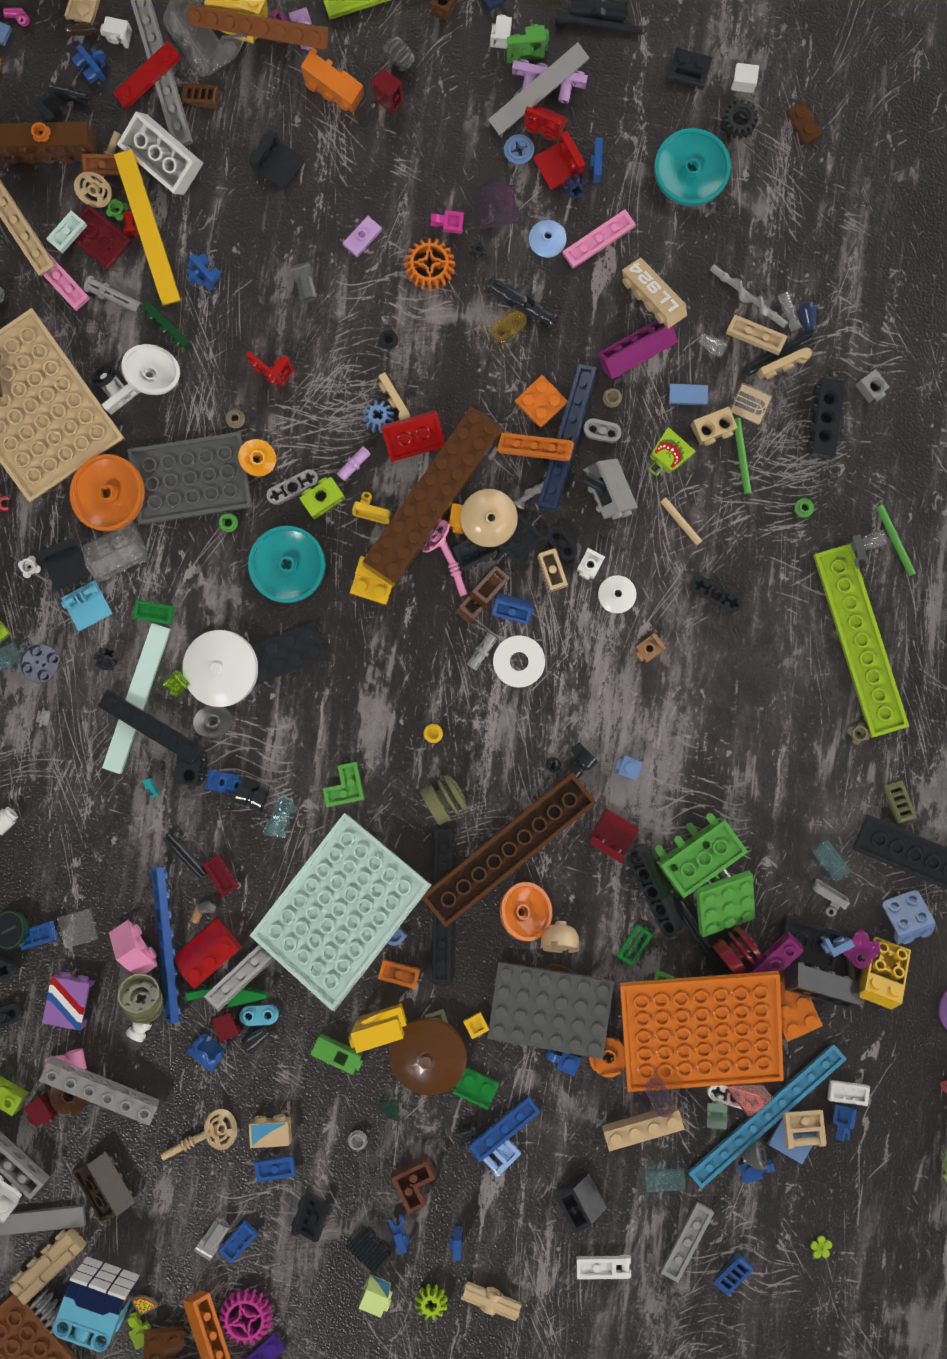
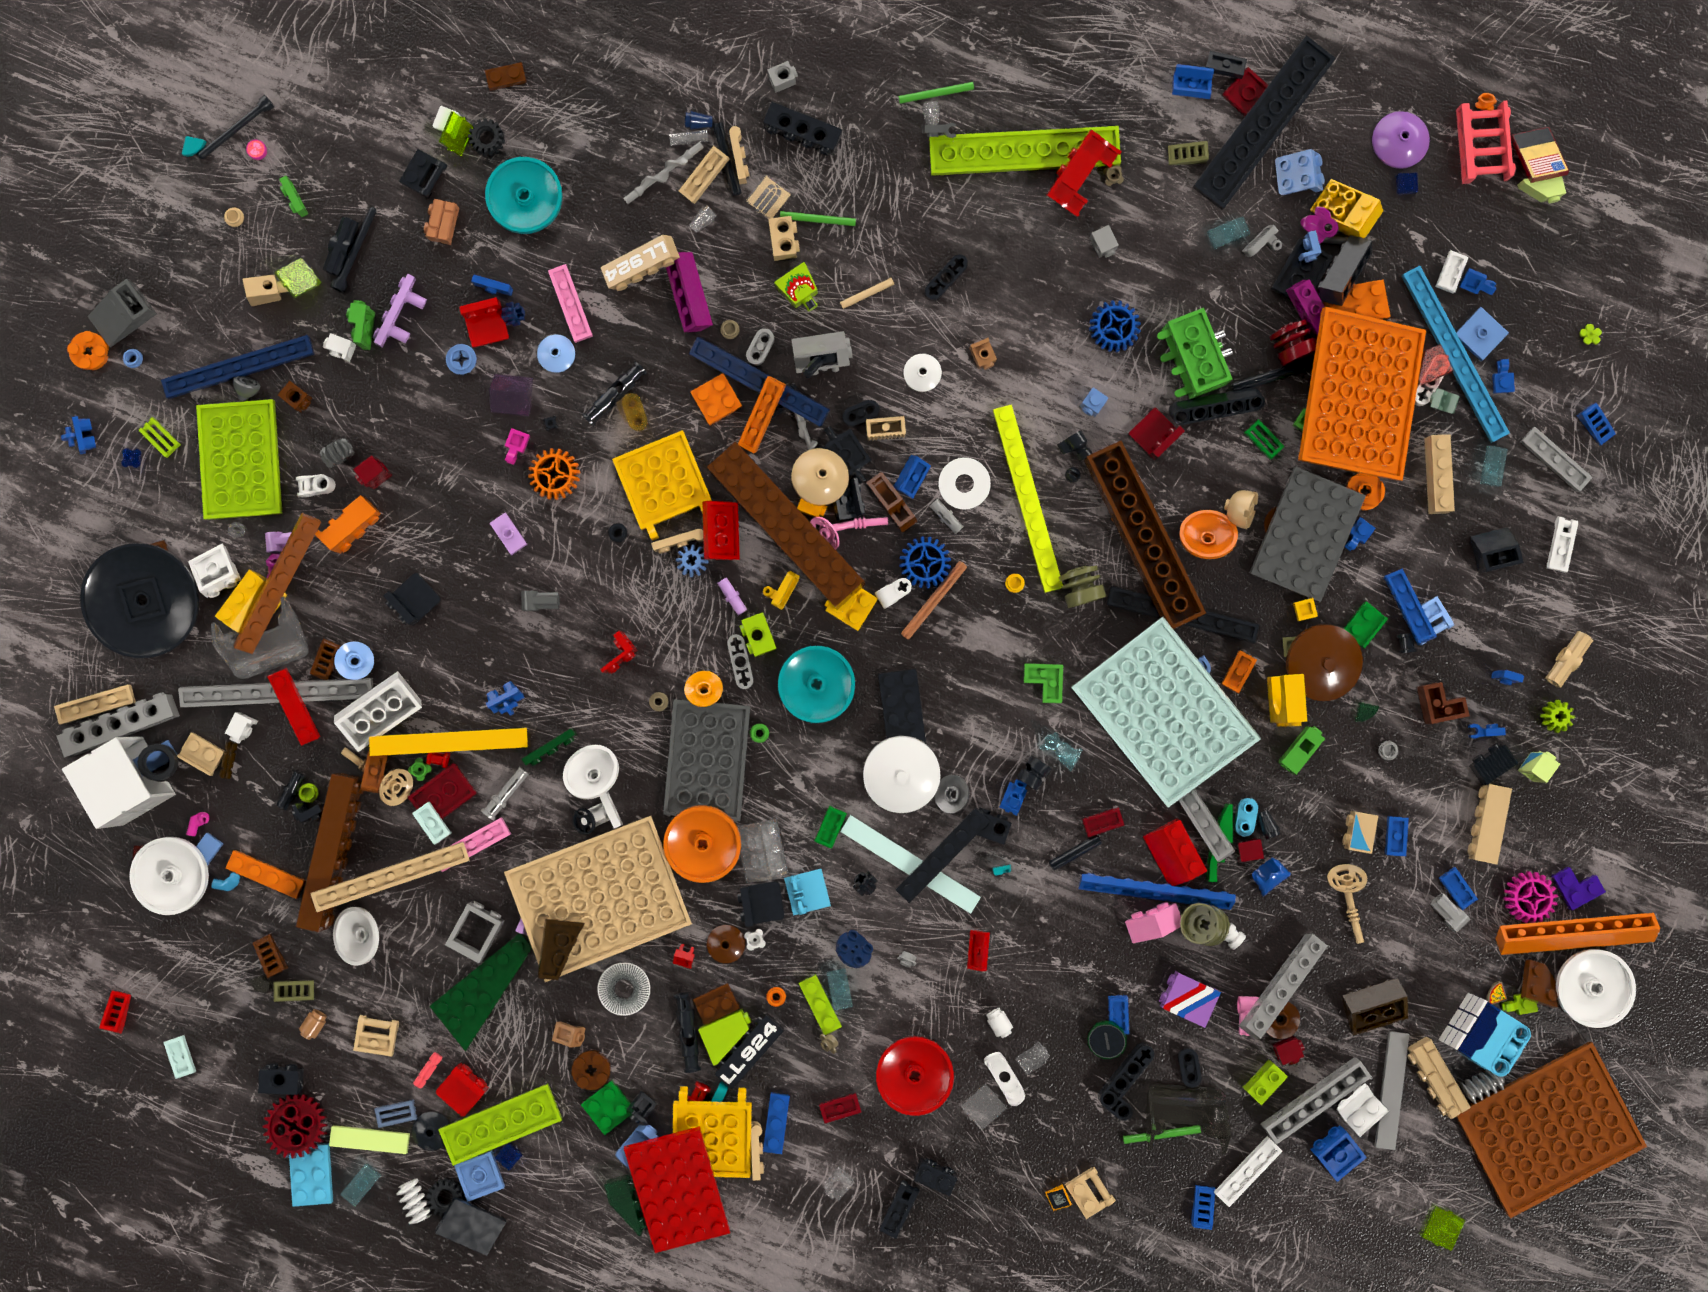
camera: 85 degrees left, 0 degrees up
(28, 540) = (733, 937): none -> reddish brown dish
(40, 127) = (327, 821): orange plate -> none
(67, 784) = (978, 950): none -> red plate
(70, 111) = (308, 792): none -> lime plate
(77, 928) = (1120, 974): clear piece -> none
(83, 58) = (275, 758): blue hips -> none
(176, 683) = (906, 820): clear neon green tile -> none
(200, 909) = (1131, 848): dark grey arm -> none
(204, 111) = (347, 653): none -> light blue dish
(308, 1258) = (1489, 823): none -> tan brick
(310, 1217) = (1451, 812): black bracket -> none
(362, 41) = (311, 485): none -> white piece
(393, 616) = (890, 594): none -> white piece
(397, 659) = (935, 598): none -> nougat axle
(437, 656) = (927, 579): none -> blue gear
(448, 368) = (661, 481): none -> yellow plate
(519, 726) = (1027, 498): none -> neon yellow plate
(539, 88) = (408, 324): light grey tile -> none
(544, 122) = (440, 327): red bracket -> none
(591, 556) = (880, 387): white brick -> none
(647, 97) = (441, 221): none -> nougat brick
(660, 1097) = (1414, 449): plate -> none
(688, 394) = (744, 255): medium blue tile -> none
(701, 776) = (1129, 319): none -> blue gear
(725, 903) = (1246, 342): bright green plate -> none
(735, 87) = (455, 133): none -> clear neon green piece
(755, 1156) = (1491, 374): dark grey brick -> none
(790, 740) = (1104, 242): none -> light grey brick
(798, 508) = (880, 177): bright green plate -> none
(804, 1122) = (1469, 321): tan plate -> none
(856, 695) = (1077, 169): none -> red bracket
(926, 1027) = (1407, 183): none -> clear blue plate

